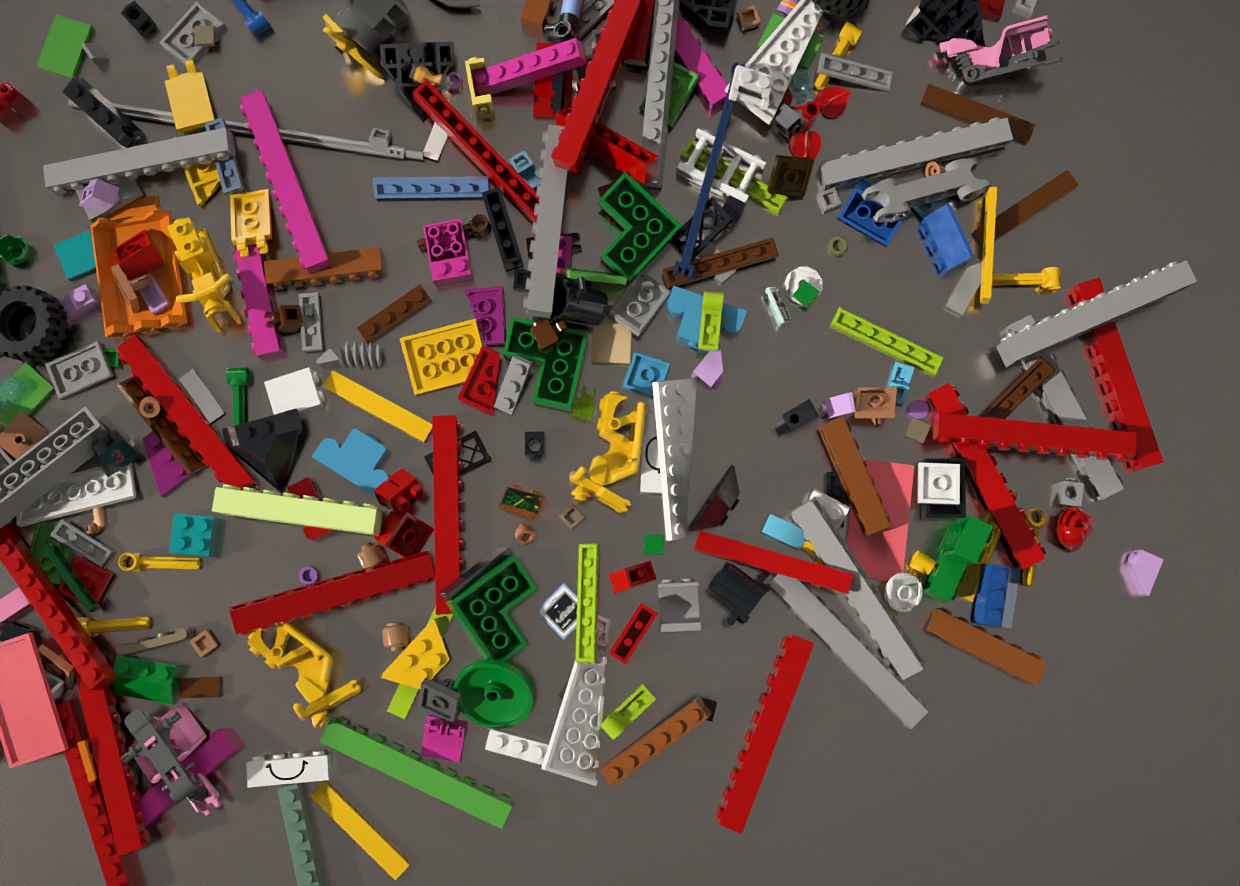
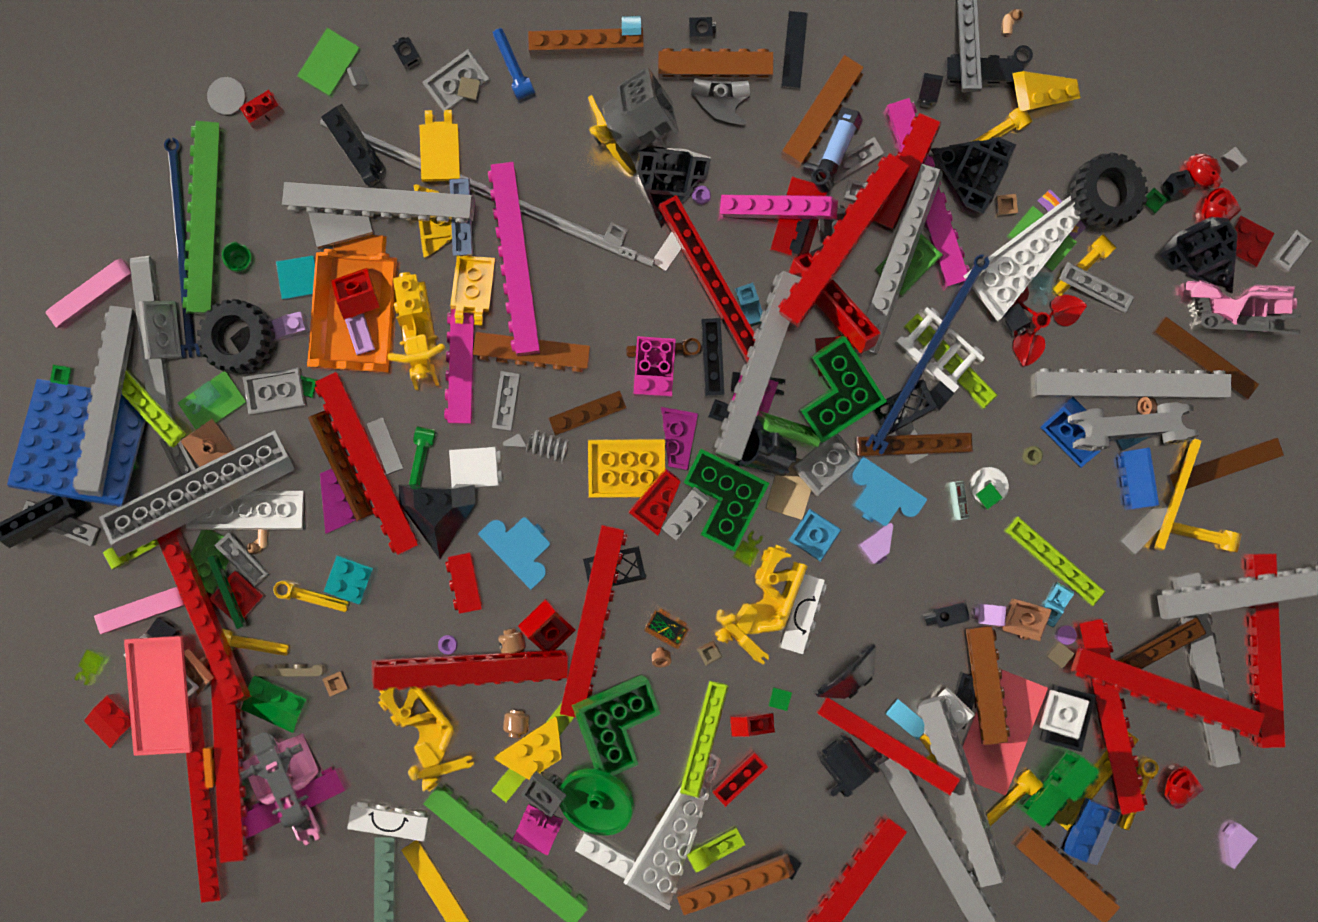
camera: 20 degrees right, 5 degrees up
(99, 195) = (332, 227): lavender slope -> none
(113, 451) = (291, 482): black torso -> none
(129, 287) = (340, 325): nougat tile -> none
(147, 410) = (336, 447): nougat tile -> none
(200, 687) = (321, 723): reddish brown tile -> none
(287, 318) = (483, 393): reddish brown brick -> none
(298, 511) = (455, 586): yellowish green brick -> none
(378, 406) = (551, 499): yellow tile -> none
(398, 491) = (553, 588): red hips -> none
(421, 74) = (673, 186): clear piece -> none
(430, 187) = (653, 297): medium blue plate -> none
(475, 573) = (606, 684): black tile -> none
(482, 104) = (724, 231): light yellow panel -> none
(531, 437) = (688, 567): black brick -> none
(546, 335) = (729, 476): reddish brown brick -> none
(560, 611) = (676, 739): tile -> none
(674, 425) = (829, 593): white wing -> none
(679, 606) = (789, 763): light grey panel -> none
(710, 321) = (890, 501): lime plate -> none
(754, 82) = (993, 278): white plate -> none
(790, 175) = (1004, 377): dark brown tile -> none
(829, 199) = (1037, 407): light grey tile -> none
(903, 592) = (1003, 806): white tile -> none
(1062, 497) = (1180, 753): light grey brick -> none

